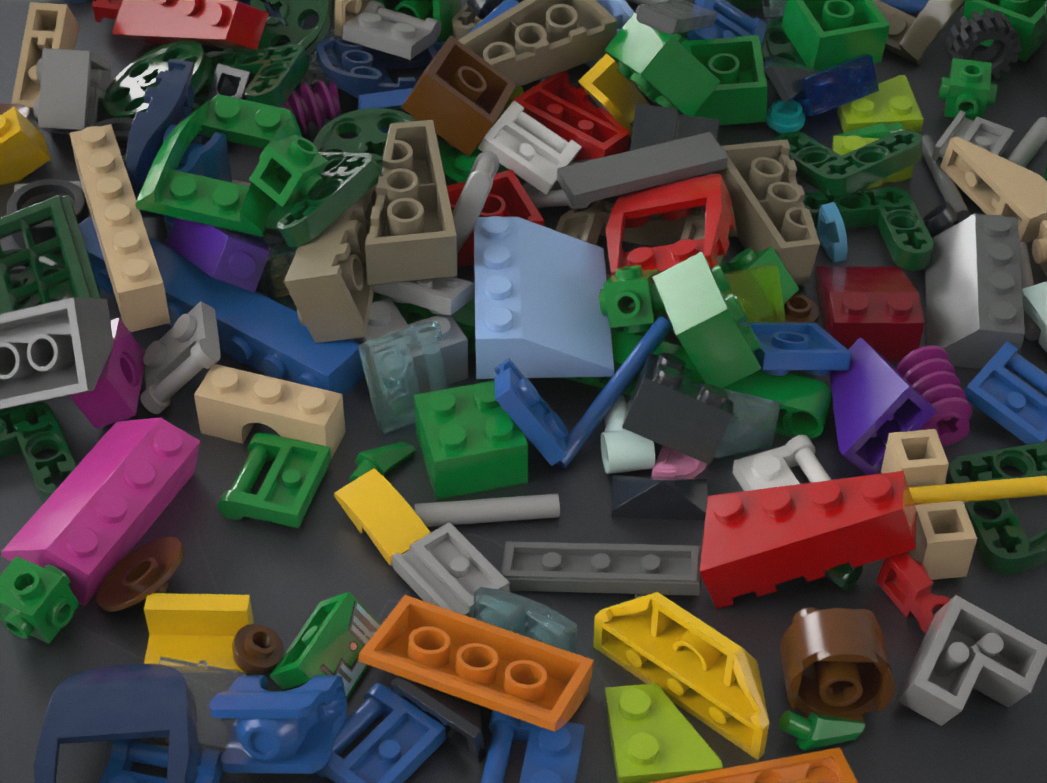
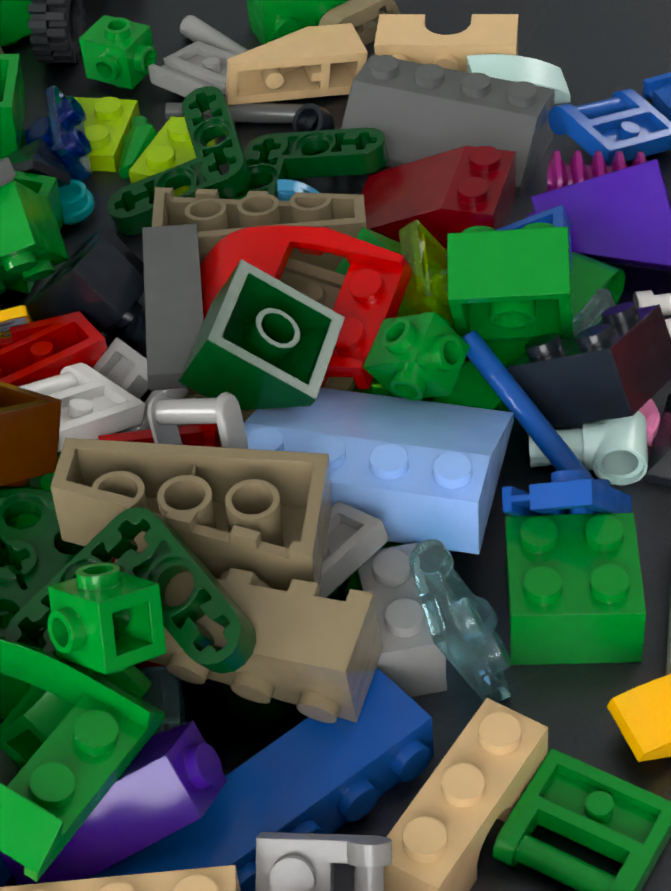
camera: 70 degrees left, 0 degrees up
(382, 458) = (573, 708): green bar -> none
(588, 201) = (262, 343): none -> dark green slope

